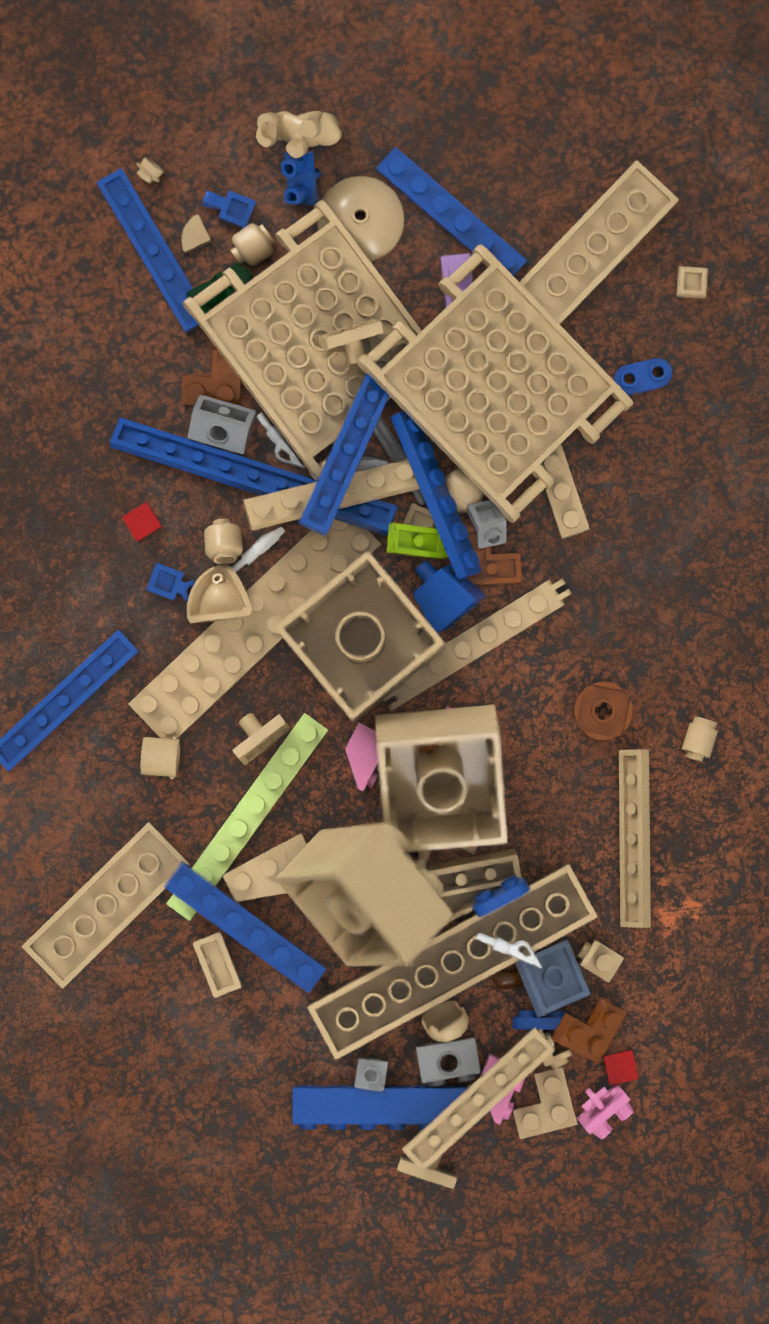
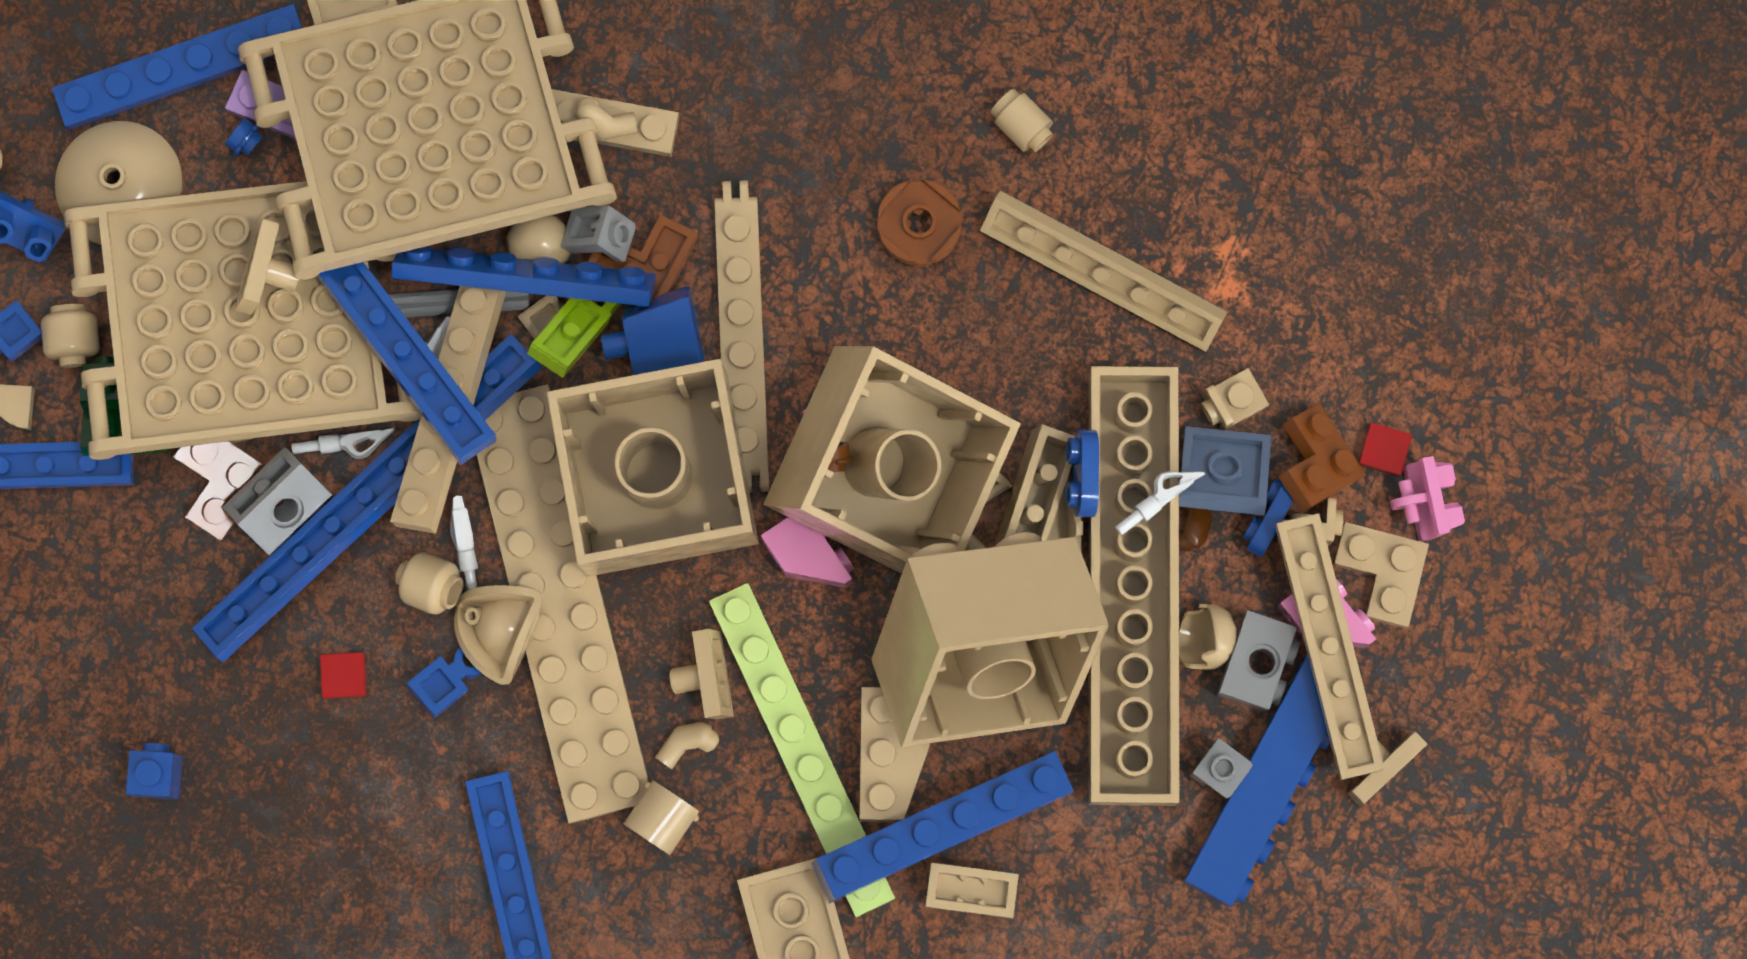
camera: 65 degrees left, 5 degrees down
(23, 445) = (154, 772): none -> blue brick
(217, 746) = (687, 737): none -> tan arm
(428, 278) = (244, 138): none -> blue plate
(556, 491) = (607, 125): none -> tan arm

